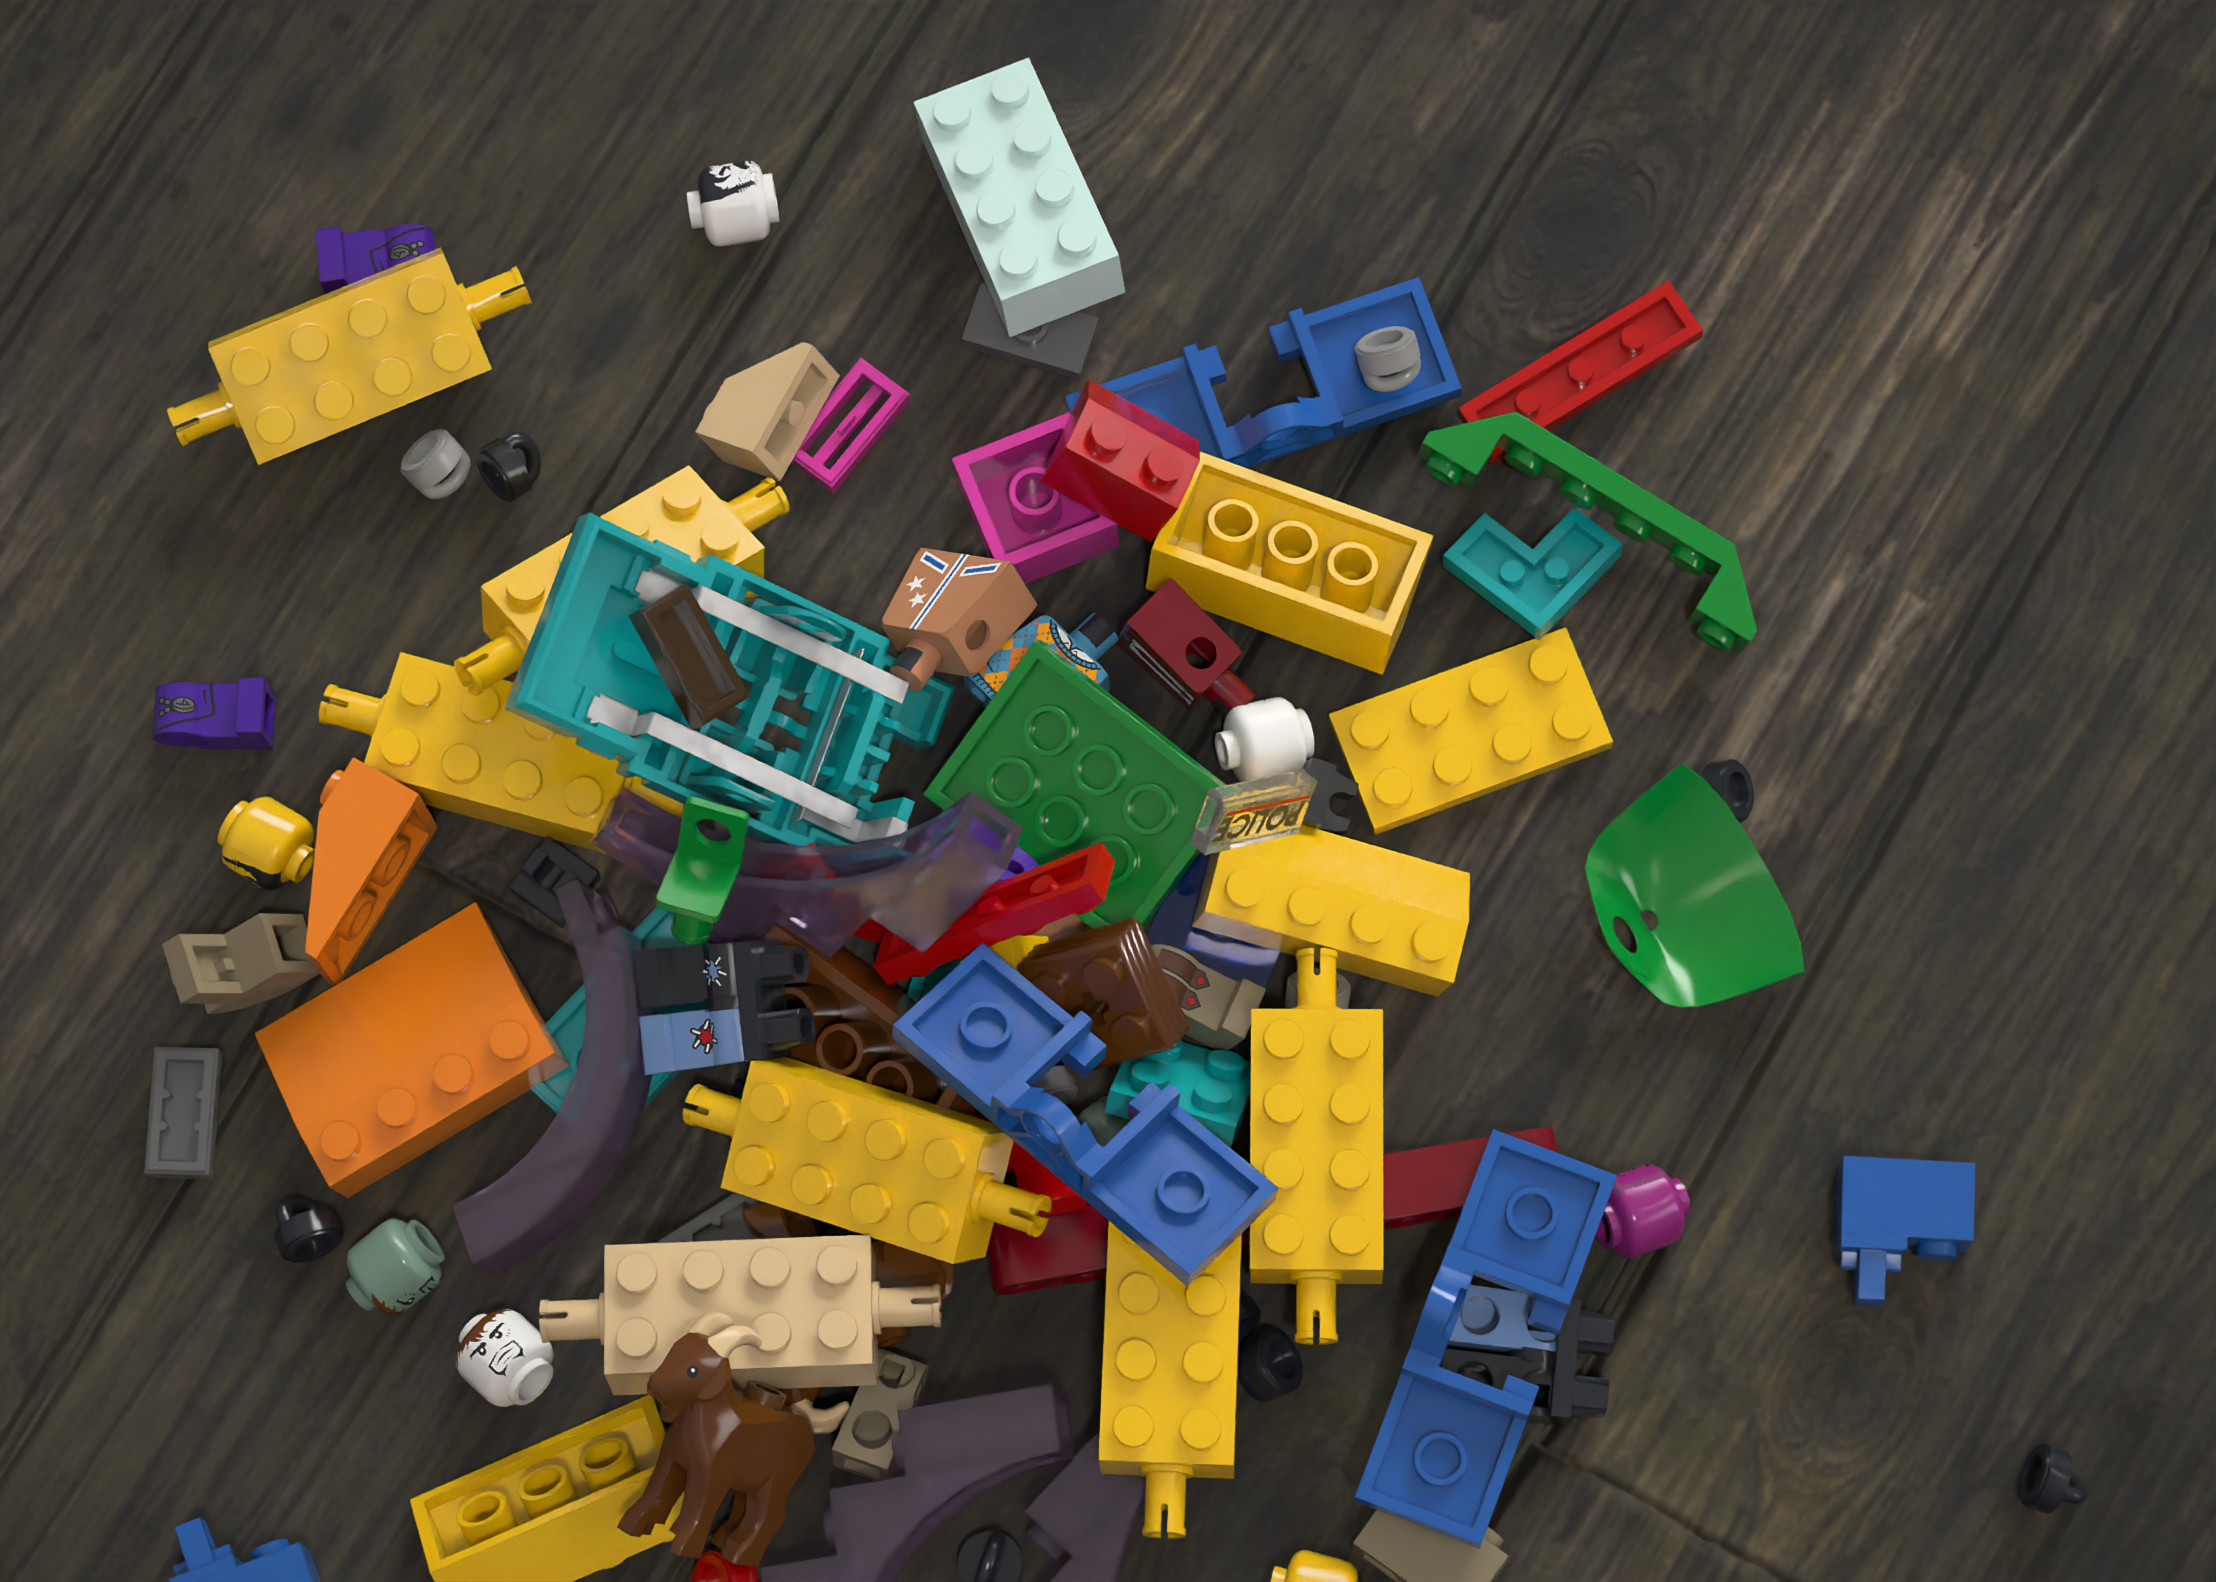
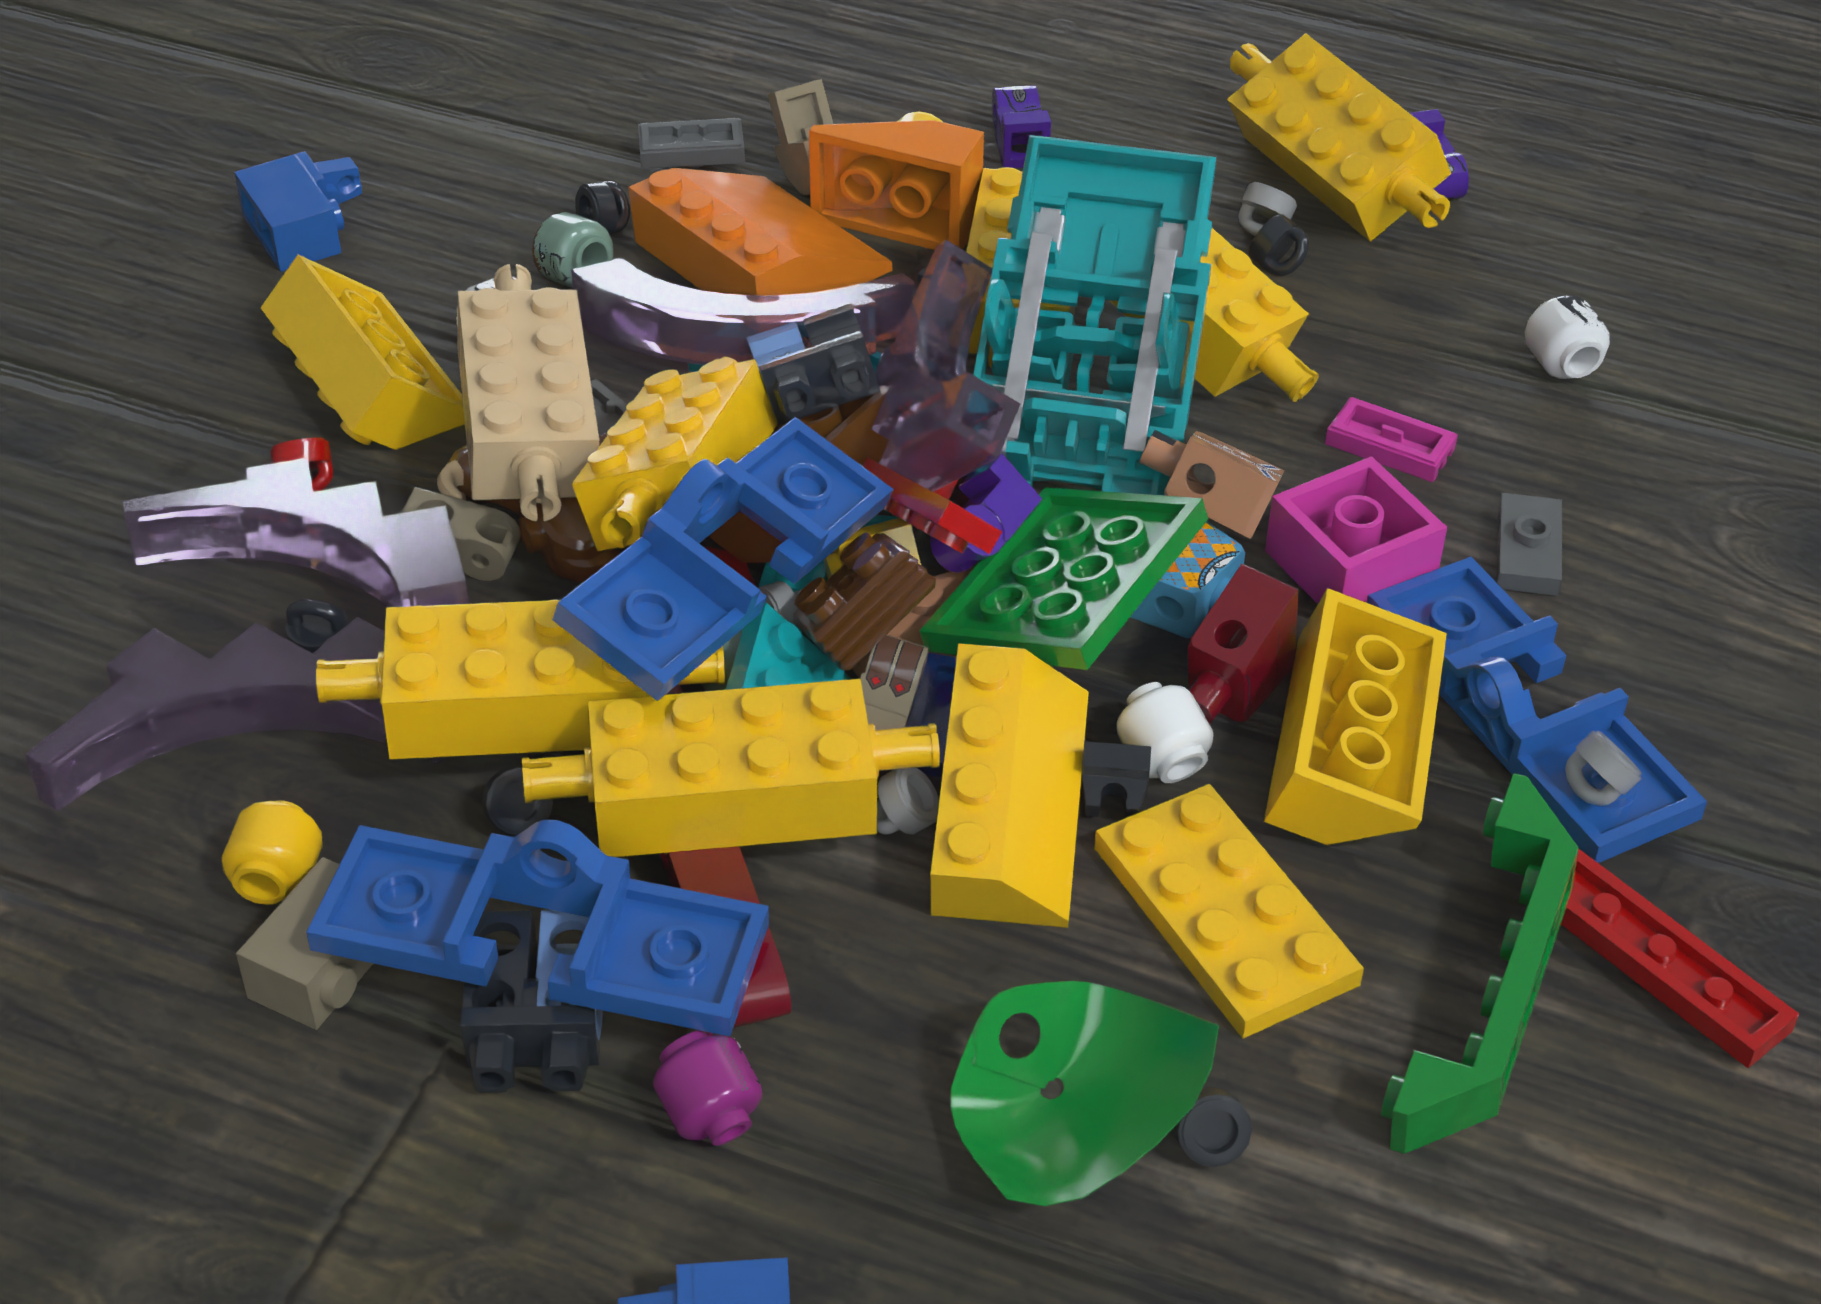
camera: 75 degrees right, 30 degrees down
(689, 656) = (1109, 248): dark brown tile -> none
(702, 870) = (910, 298): green bracket -> none
(720, 1443) = (404, 378): reddish brown animal -> none
(768, 410) = (1383, 370): tan slope -> none
(1019, 197) = (1652, 494): light aqua brick -> none
(1122, 462) = (1416, 551): red slope -> none
(1253, 811) = (1071, 672): clear tile -> none
(1536, 583) = (1406, 933): teal plate -> none

